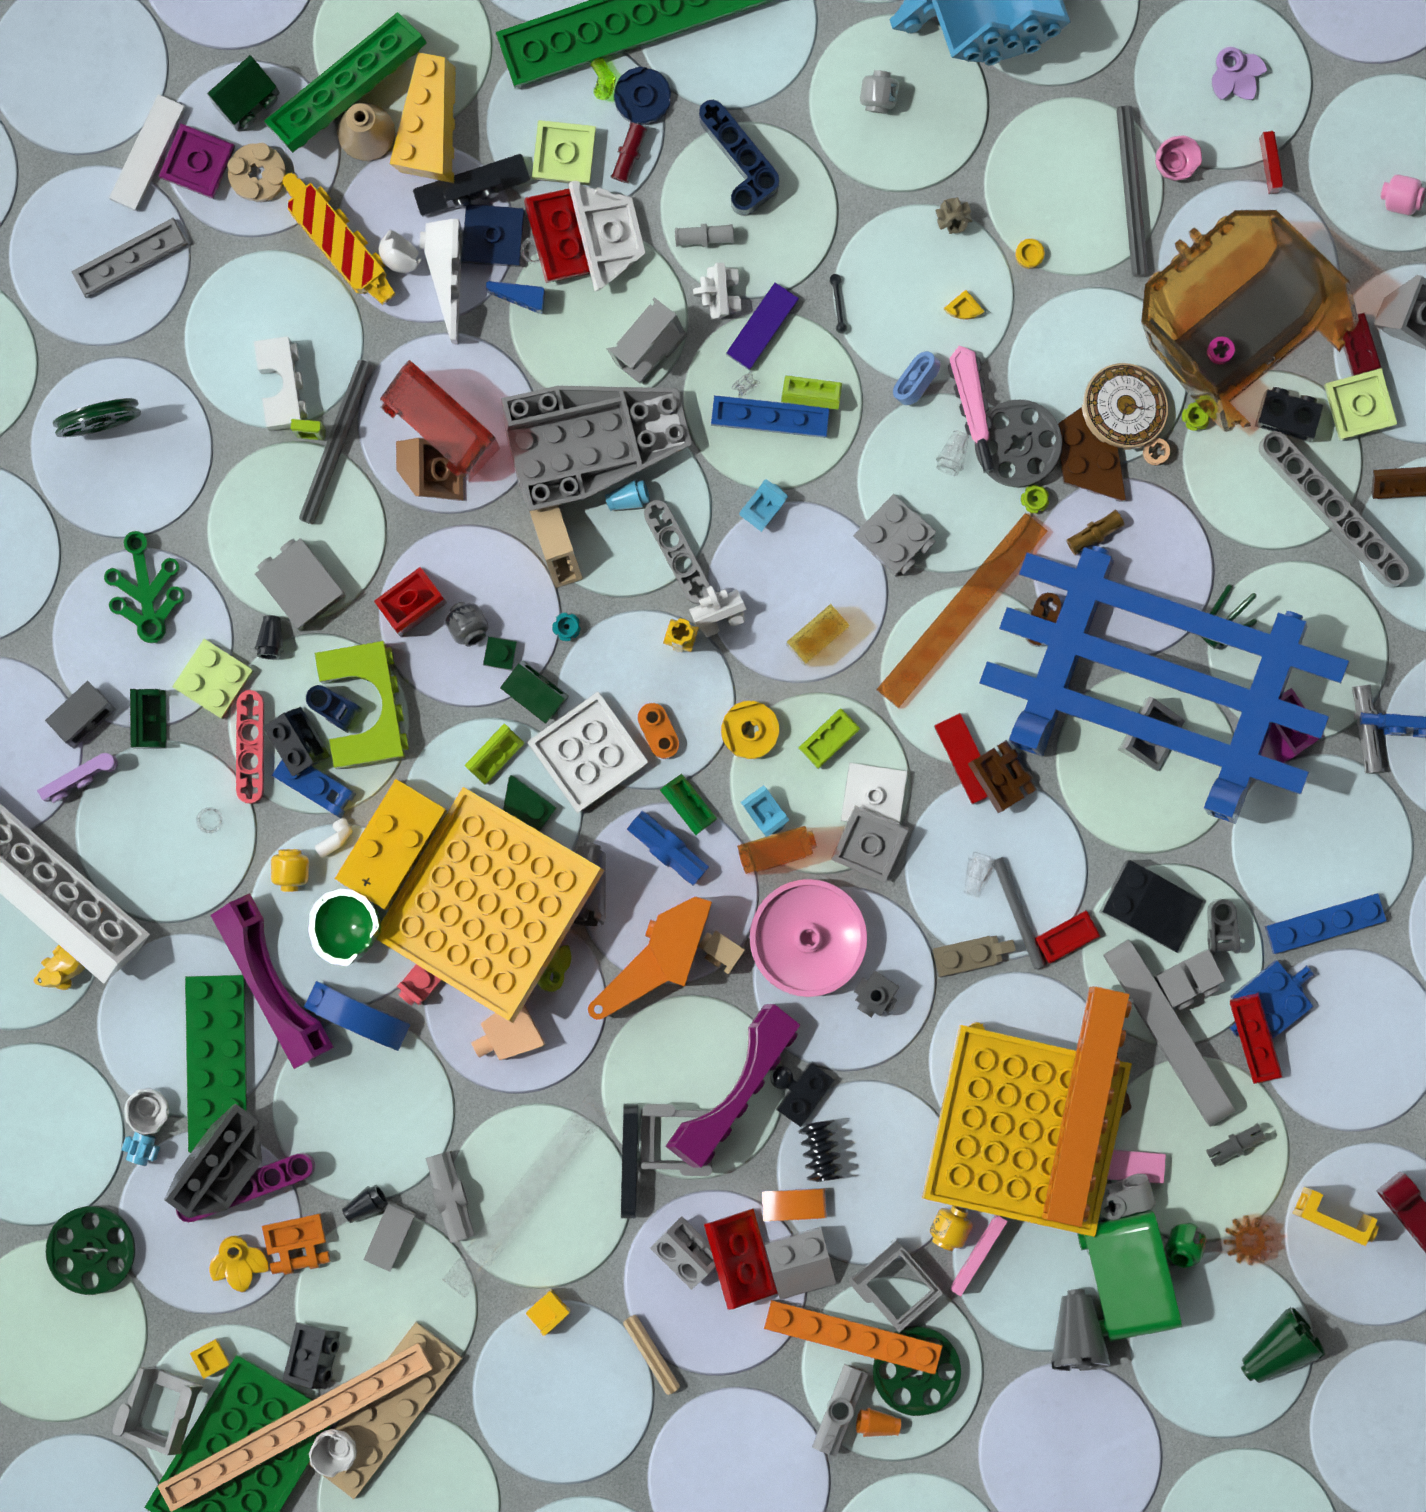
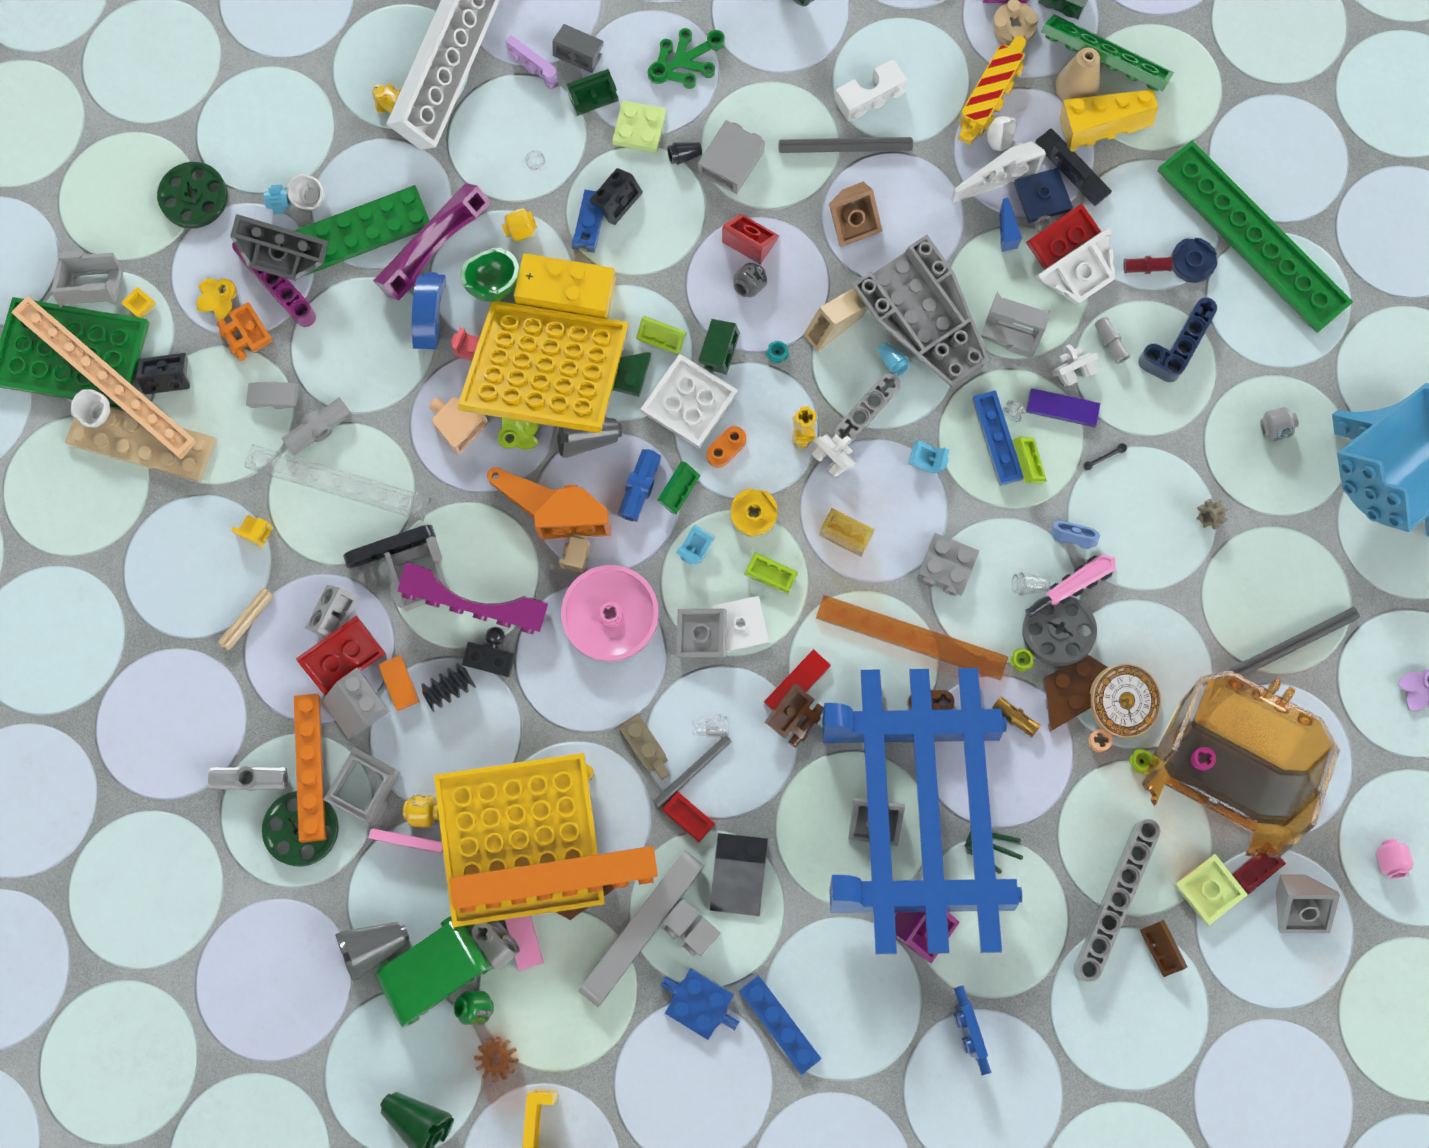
camera: 70 degrees right, 10 degrees down
(245, 747) = (598, 165): coral beam -> none
(308, 429) = (845, 117): lime tile -> none
(334, 707) = (650, 213): dark blue piece -> none
(334, 842) = (552, 249): white arm -> none
(365, 1204) = (291, 369): black cone -> none
(385, 738) = (644, 255): lime arch -> none
(439, 421) = (889, 201): clear red windscreen -> none
(500, 653) = (738, 312): dark green plate -> none
(563, 152) = (1127, 219): yellowish green plate -> none
(605, 81) = (1192, 230): clear neon green arm -> none
(776, 850) = (668, 562): clear orange window -> none
(875, 1423) = (247, 812): orange cone -> none
(886, 989) = (591, 688): dark grey brick -> none
(964, 307) = (1145, 550): yellow tile -> none
(1029, 253) = (1209, 584): yellow tile -> none
(1178, 158) = (1338, 667): bright pink hair -> none
(1223, 929) = (741, 940): dark grey piece -> none
(1236, 1144) = (571, 1018): dark grey pin -> none
(1256, 1038) = (663, 1001): red tile -> none
(1271, 162) = (1369, 742): red tile -> none
(1288, 422) = (1170, 834): black brick -> none
(1368, 733) = (949, 999): light grey pin -> none

